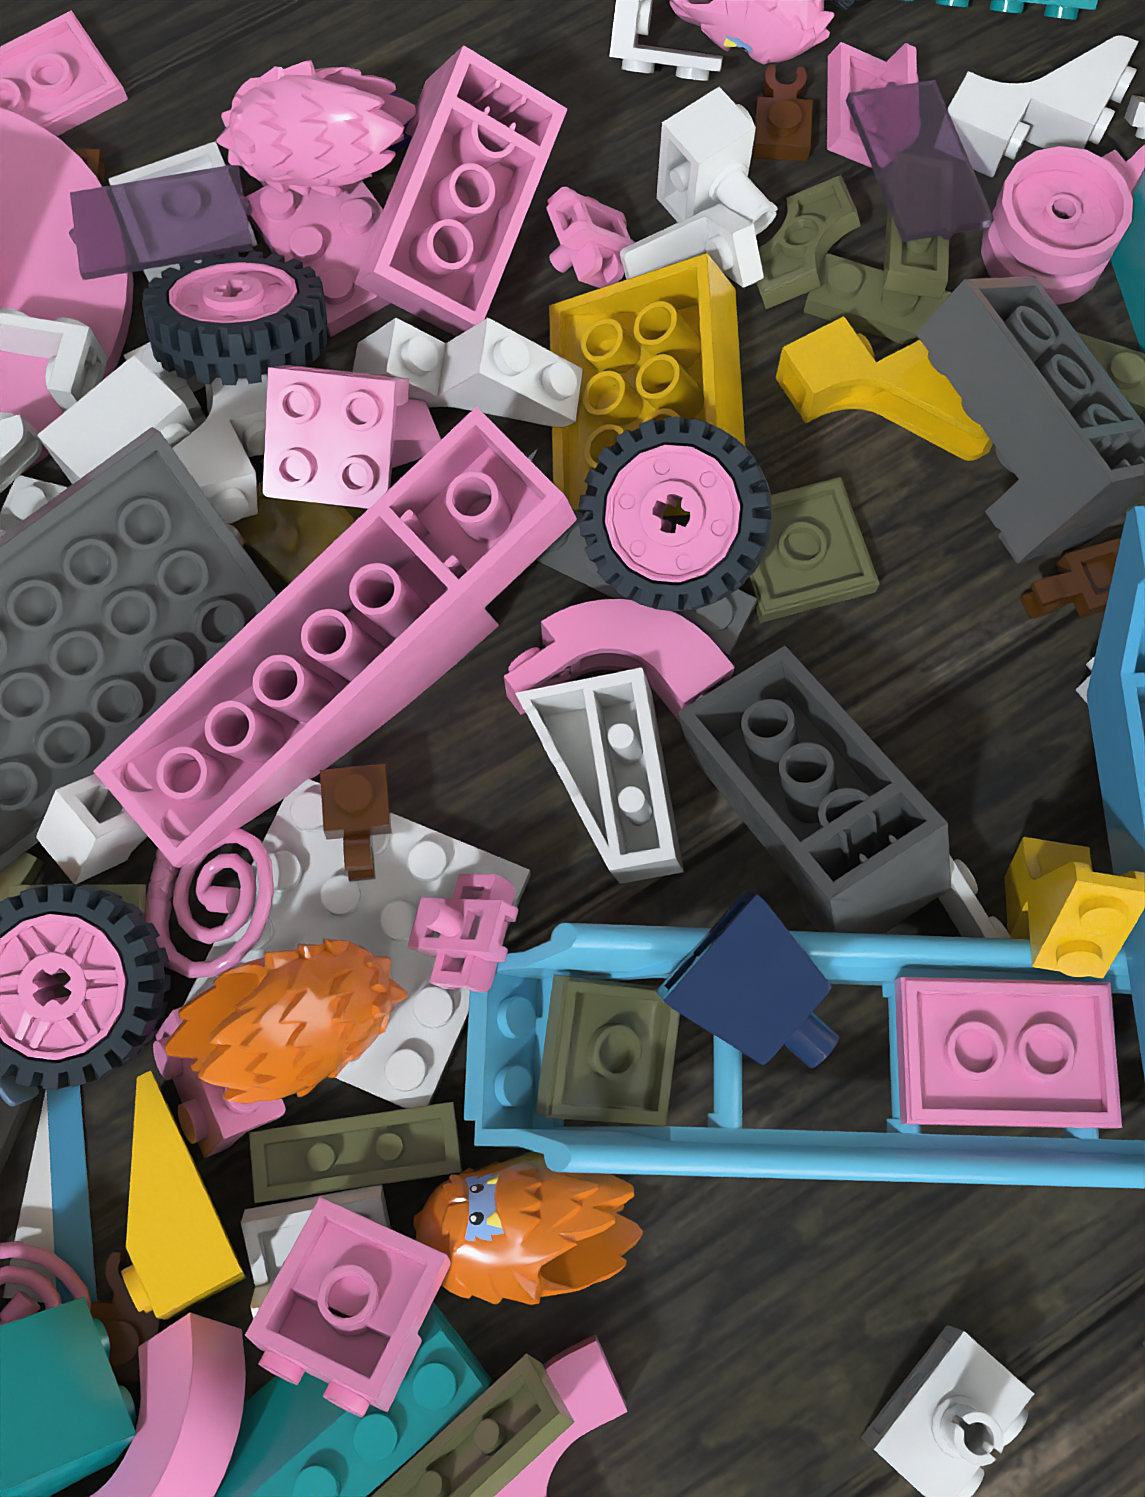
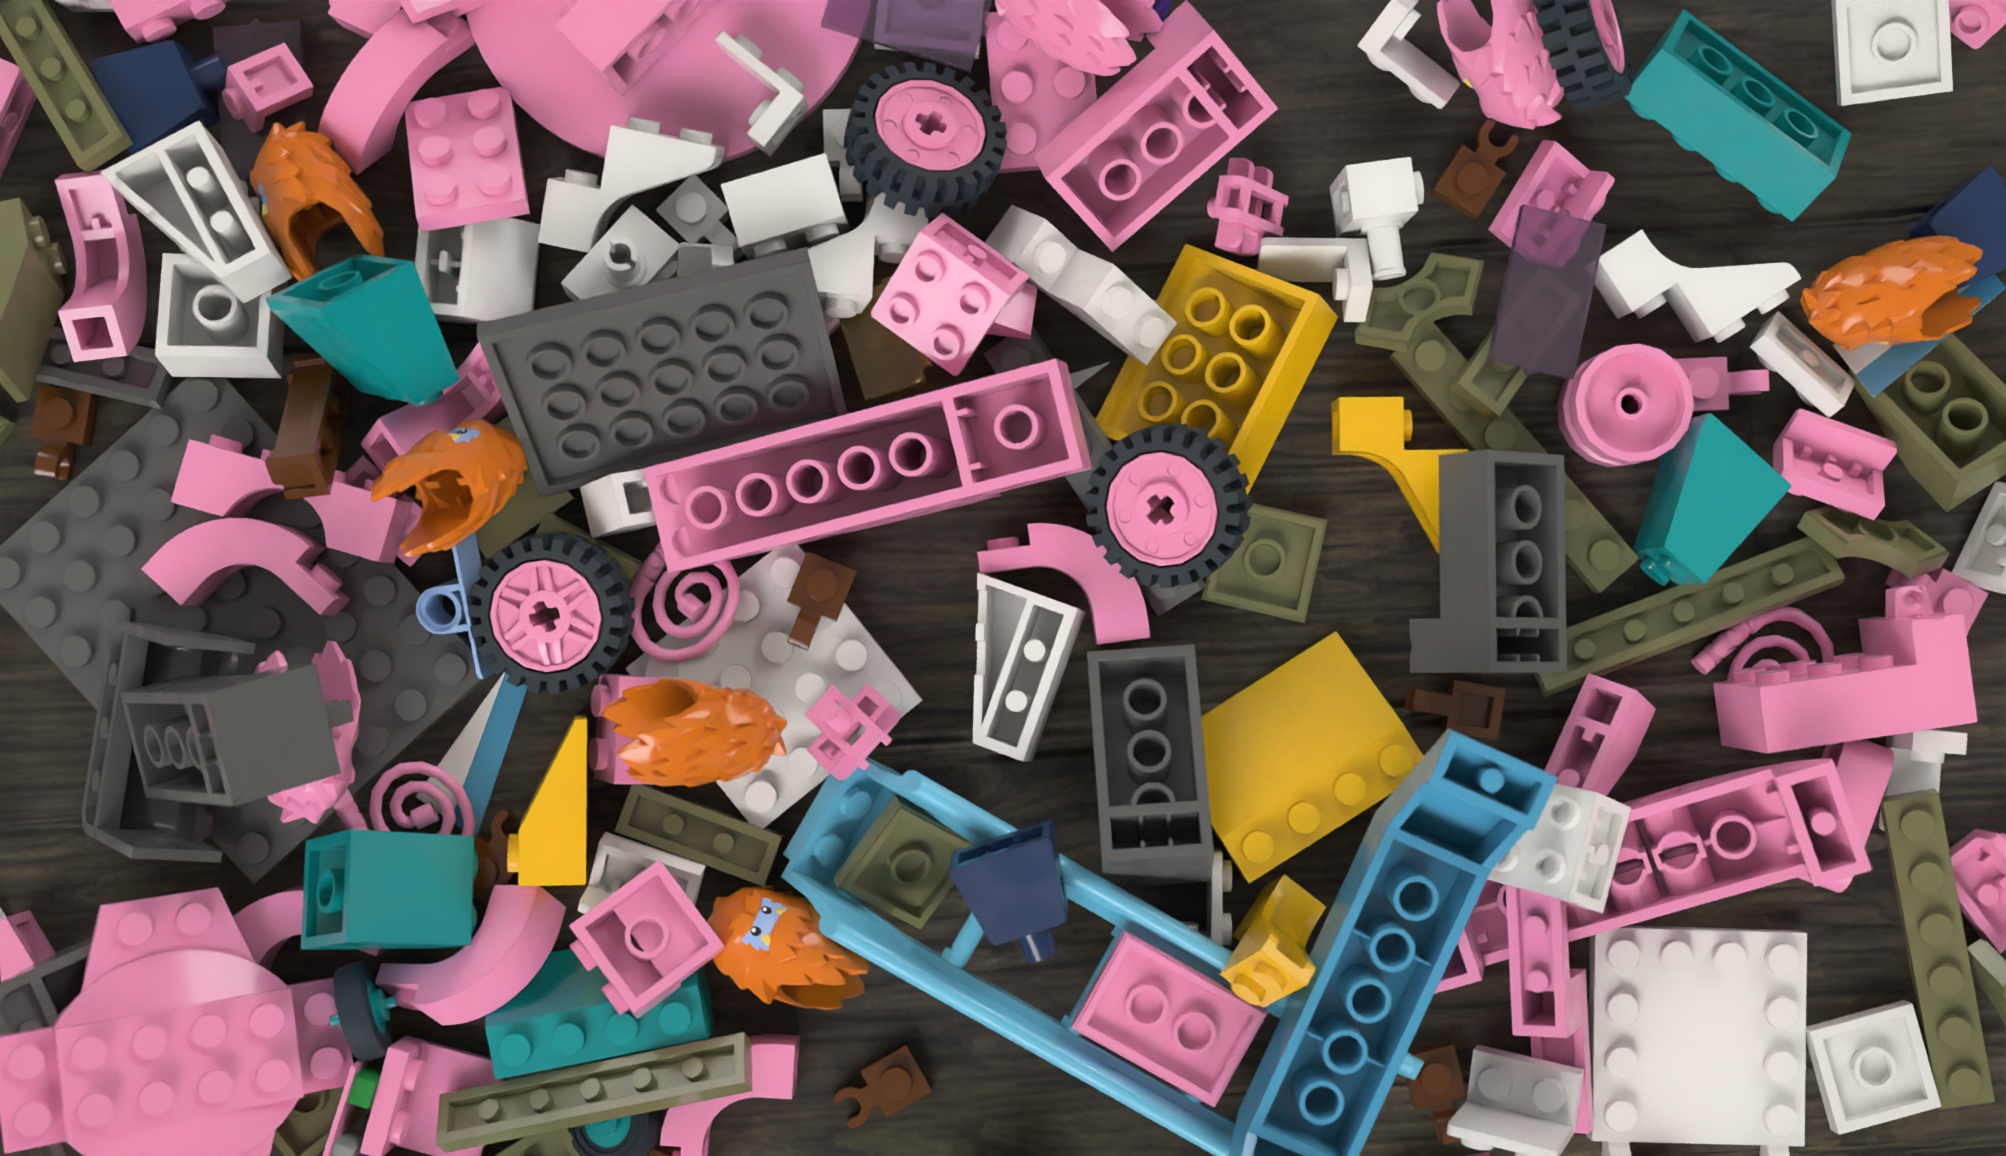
camera: 25 degrees right, 15 degrees up
(734, 1329) = (890, 1082): none -> reddish brown plate
(971, 706) = (1300, 756): none -> yellow slope

